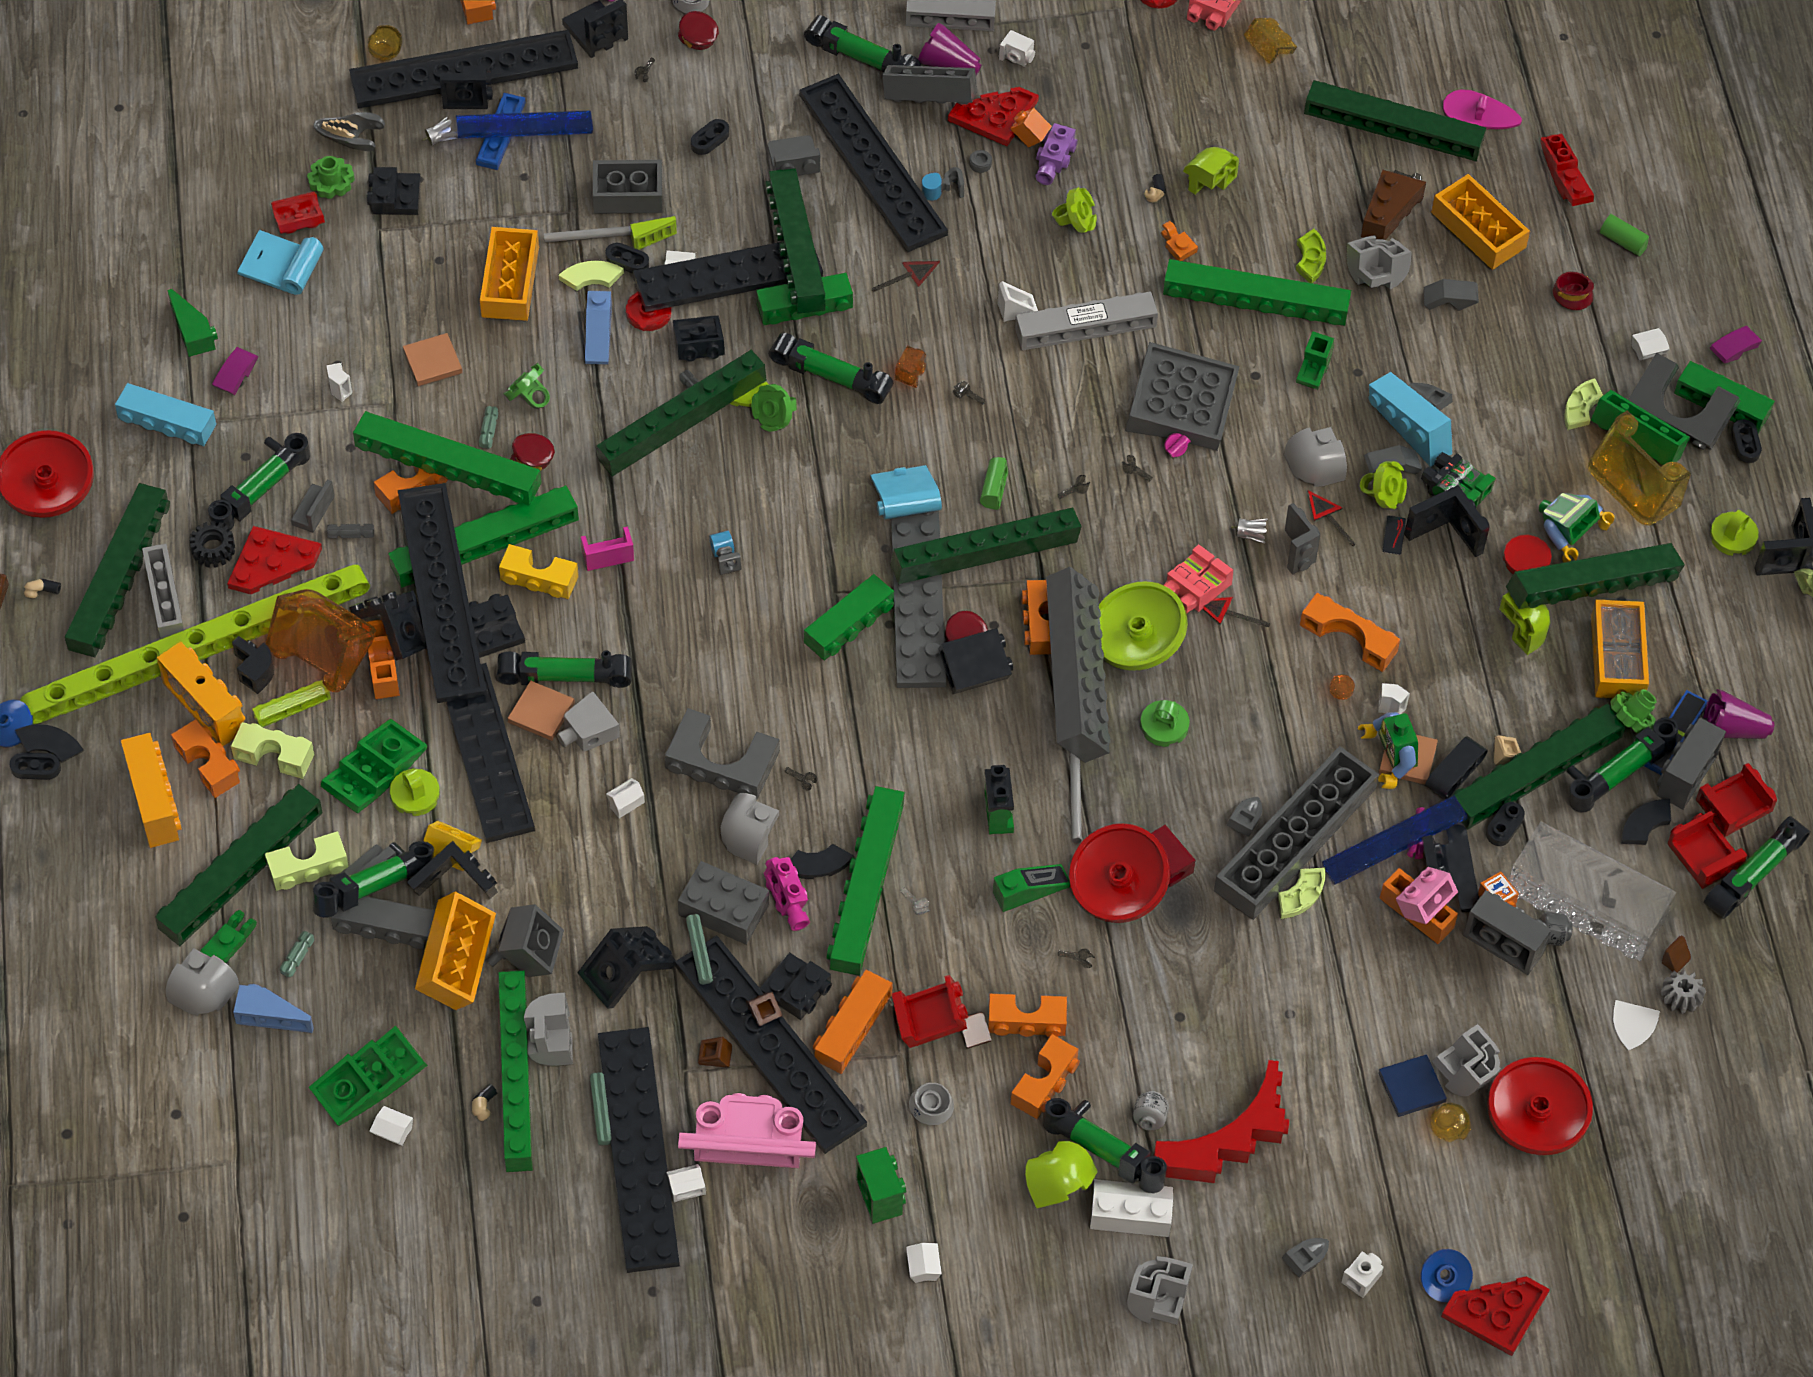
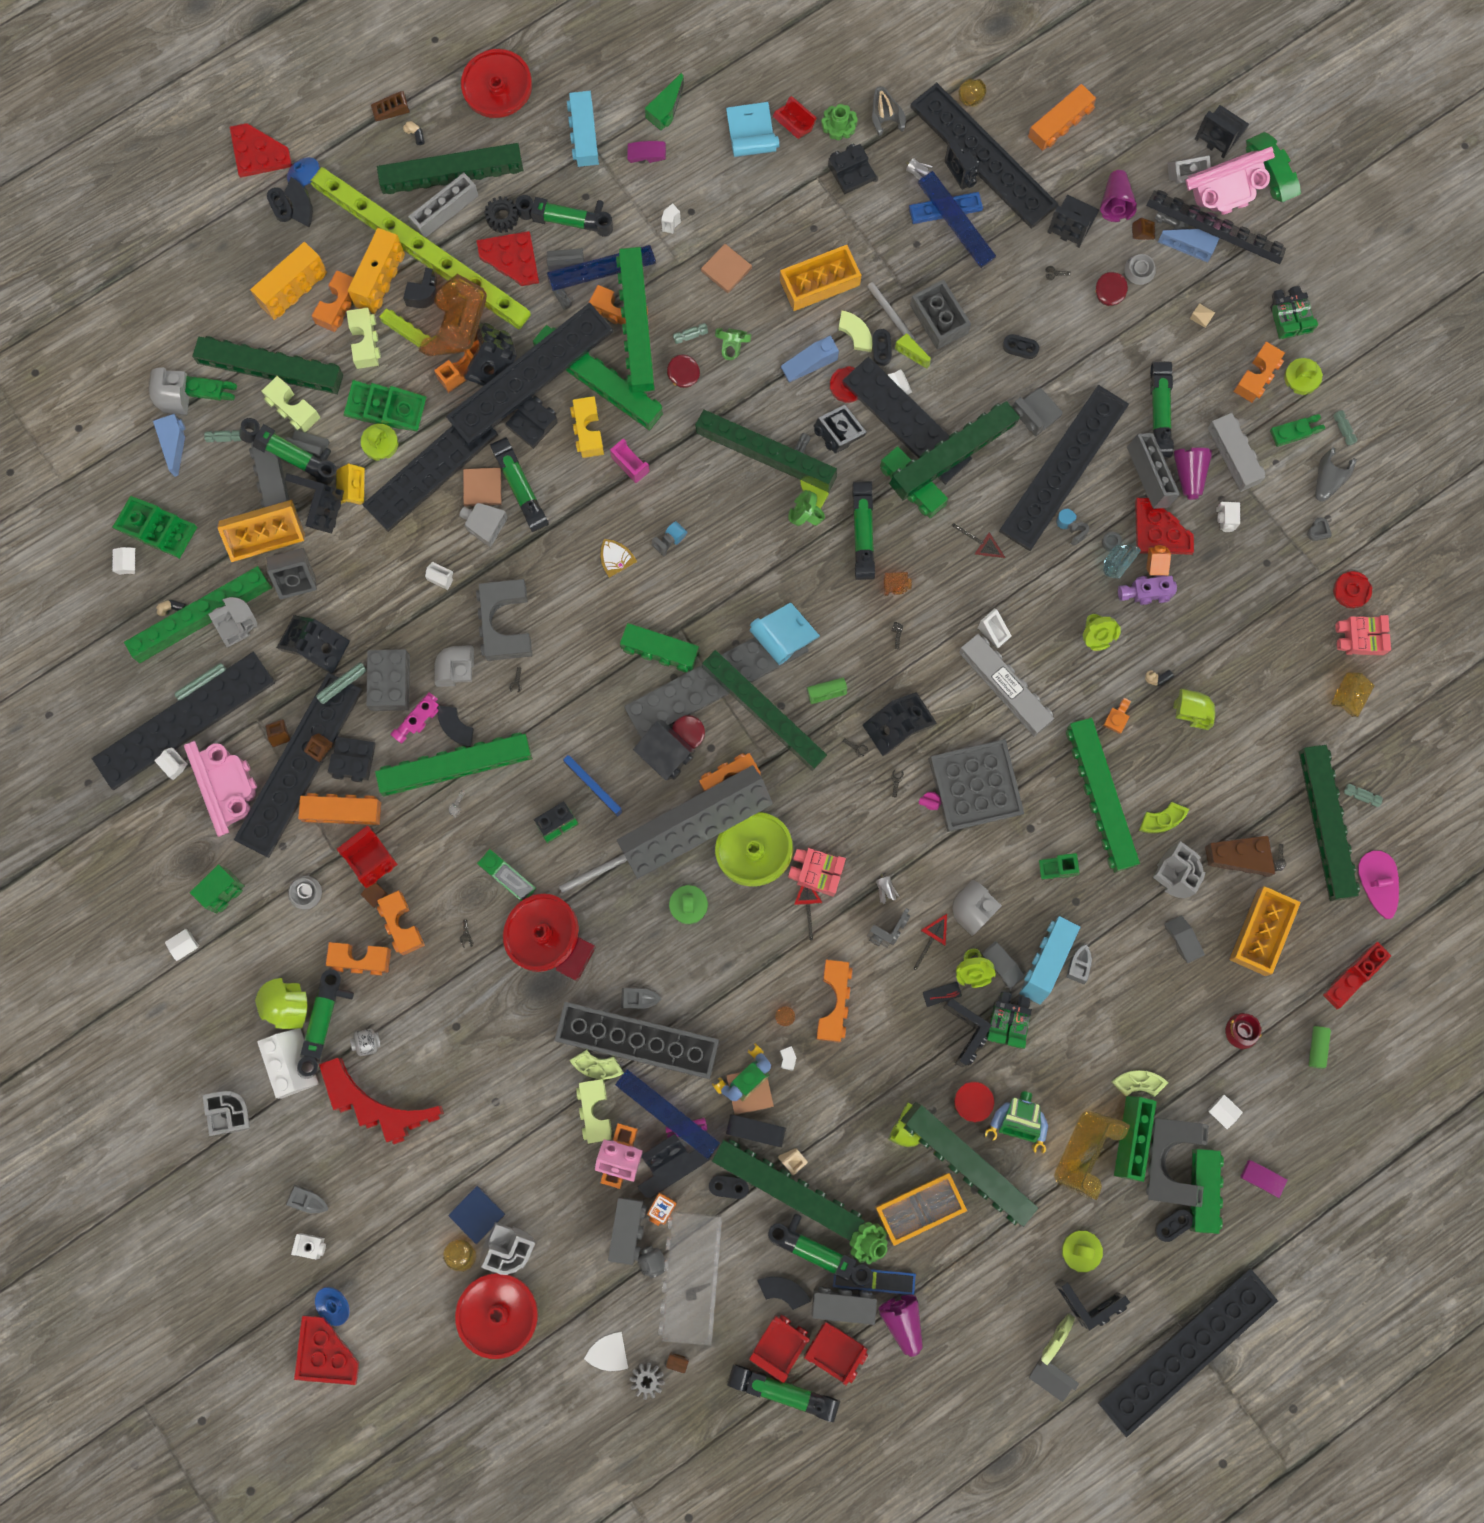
camera: 65 degrees right, 20 degrees up
(346, 485) = (593, 270): none -> clear blue tile
(711, 618) = (615, 557): none -> sticker
(974, 752) = (592, 785): none -> blue tile
(1008, 160) = (1119, 560): none -> clear light blue slope
(1070, 423) = (903, 718): none -> black bracket
(1372, 921) = (590, 1094): none -> yellowish green arch
(1381, 80) = (1363, 795): none -> sand green axle

